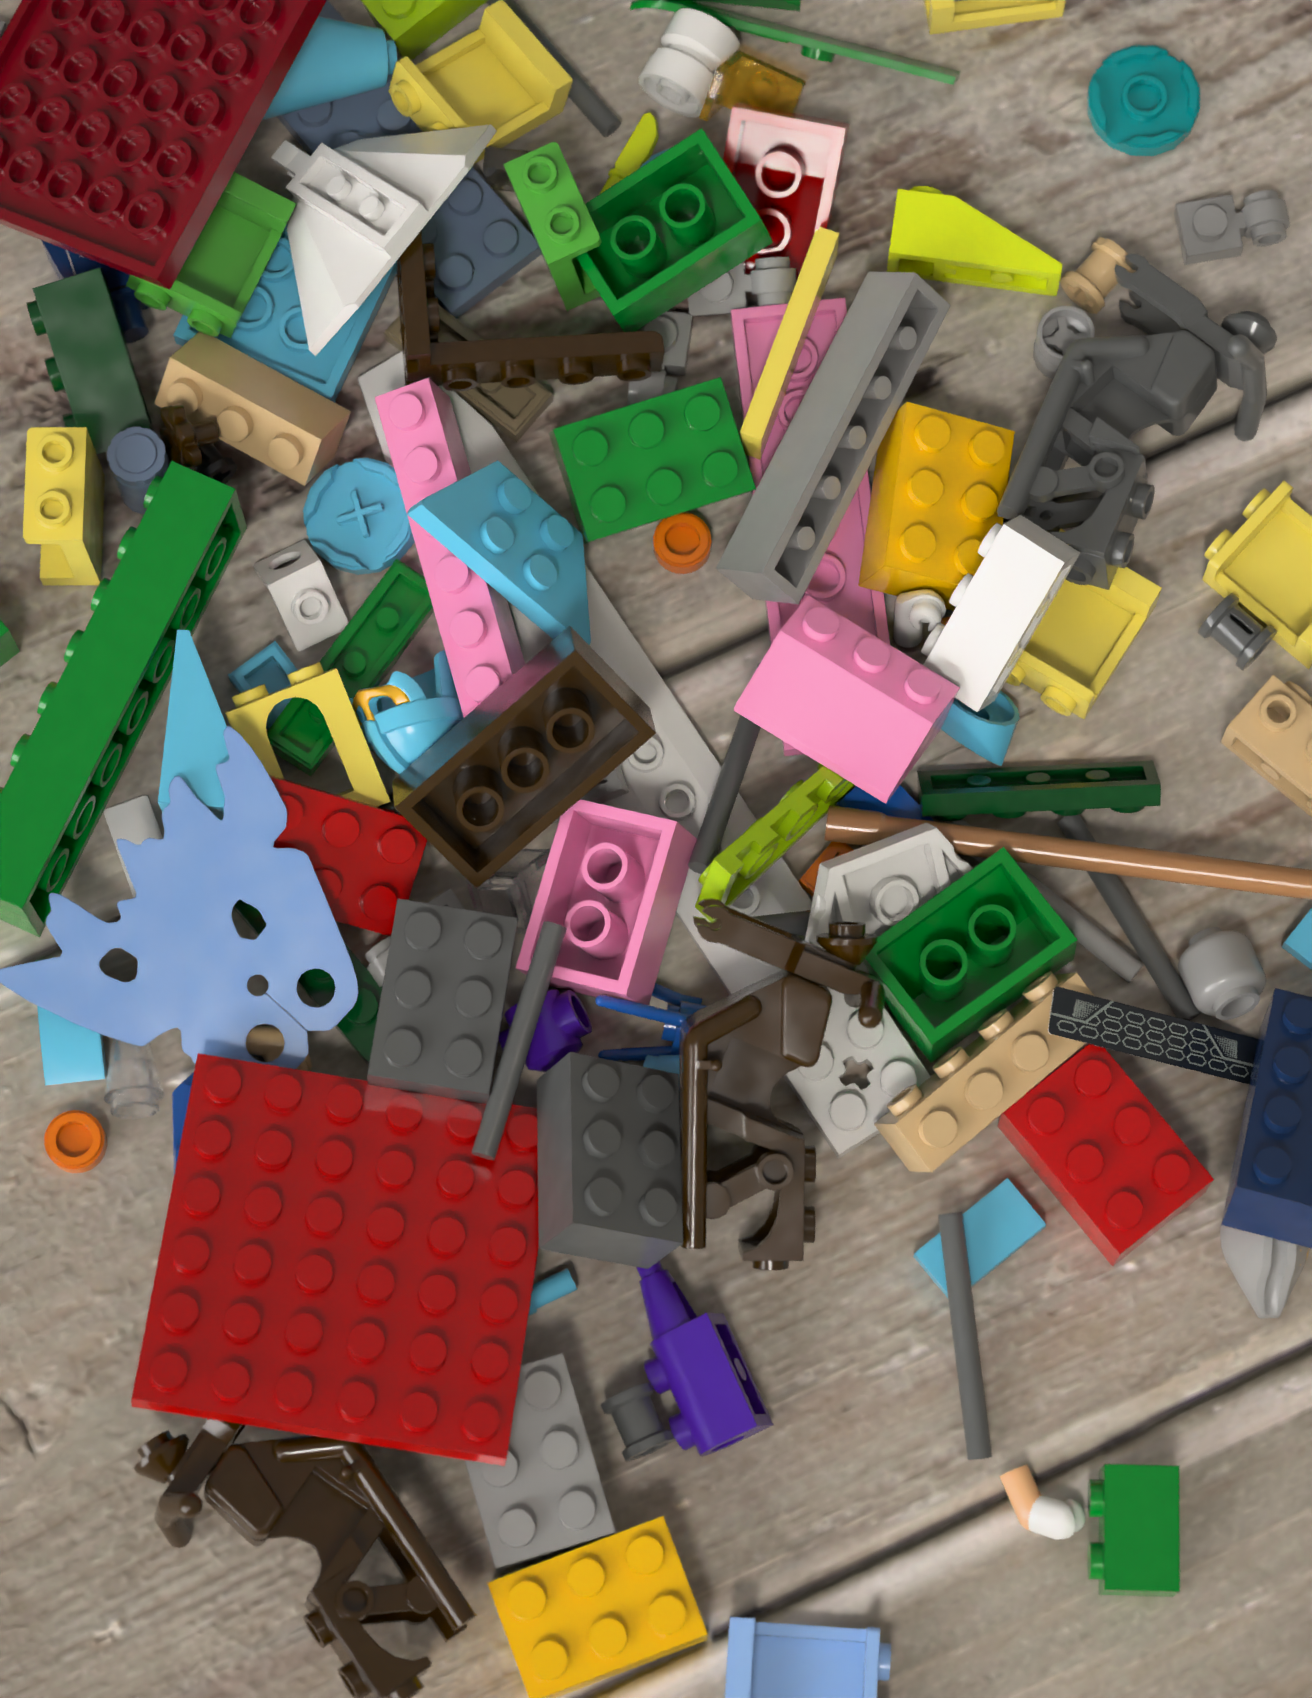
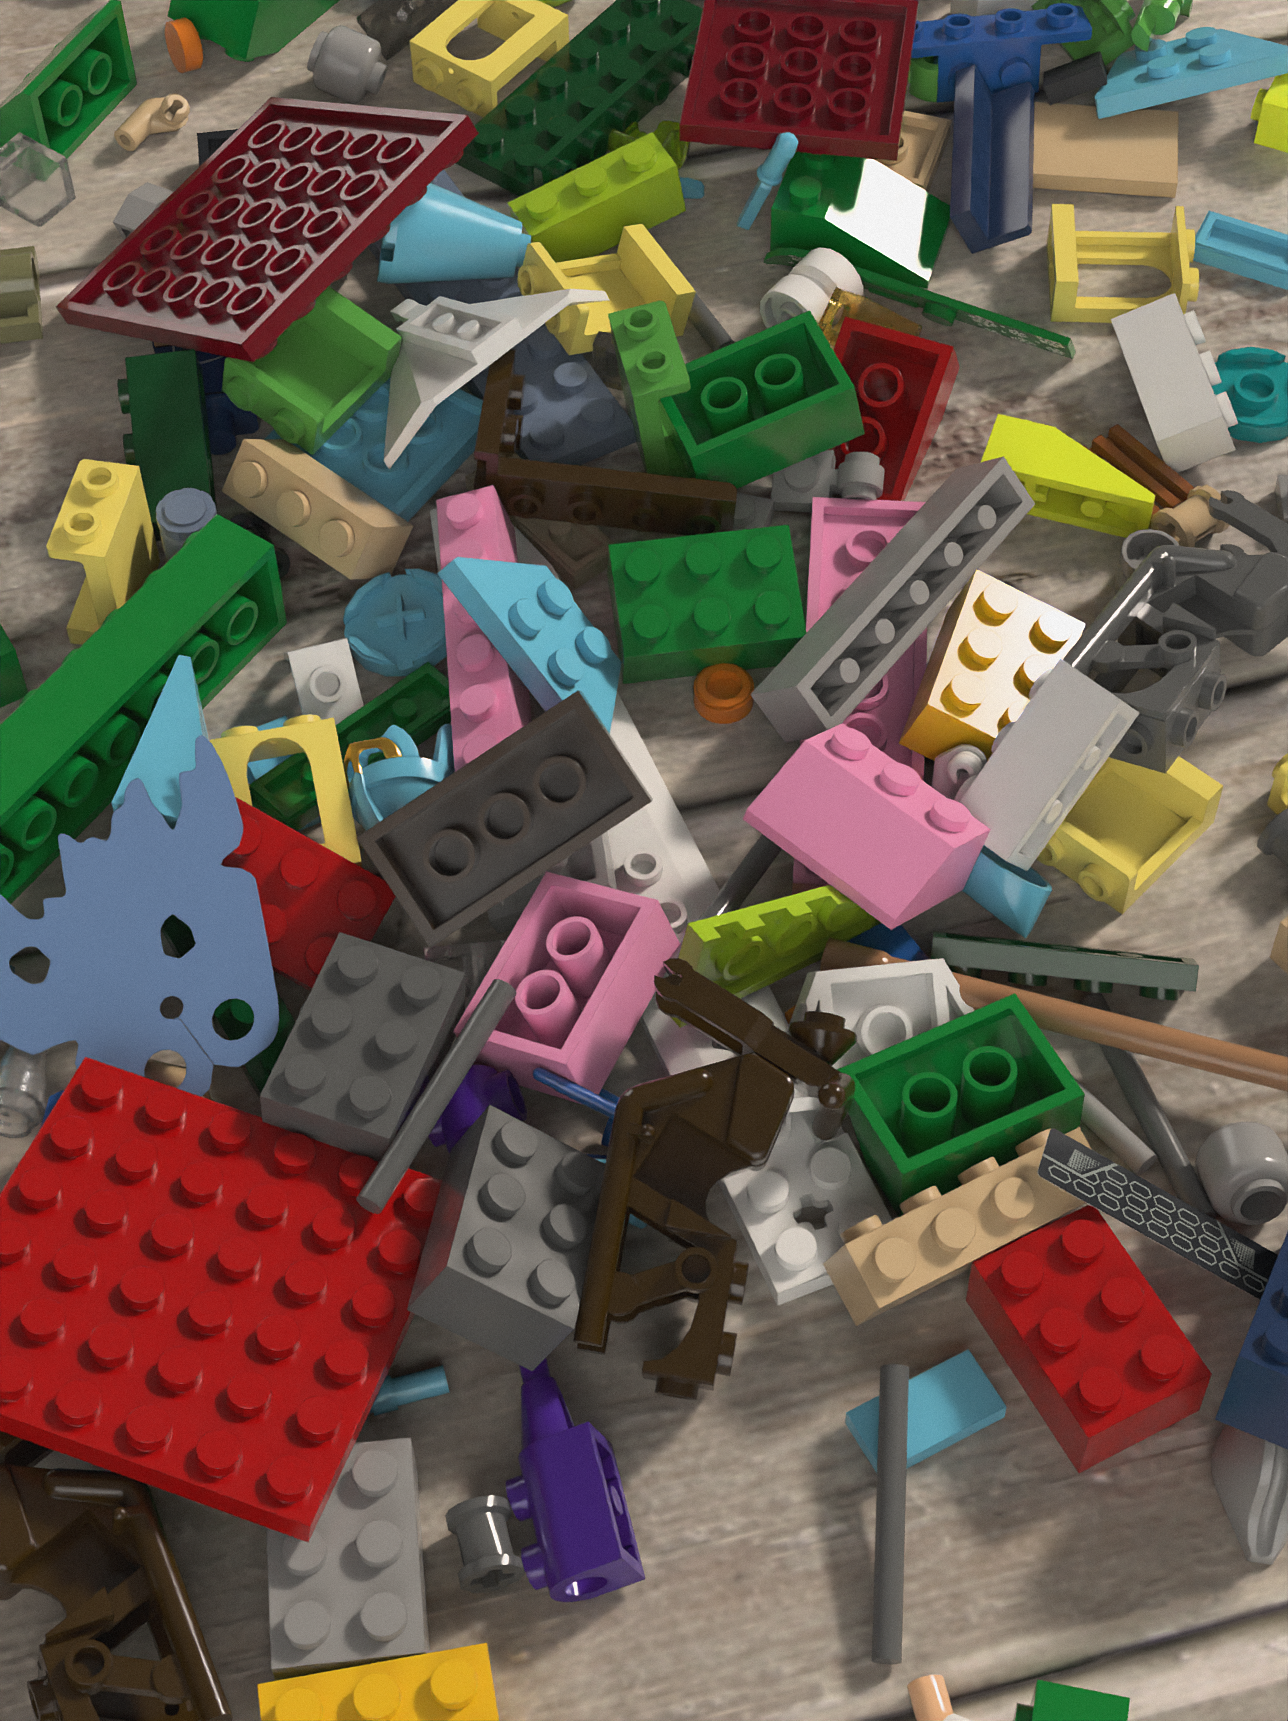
camera: 10 degrees right, 20 degrees down
(184, 436) = (240, 507): dark brown plant -> none
(789, 342) = (864, 521): light yellow tile -> none
(1048, 206) = (1142, 466): none -> dark orange tile
(1064, 113) = (1176, 383): none -> white brick

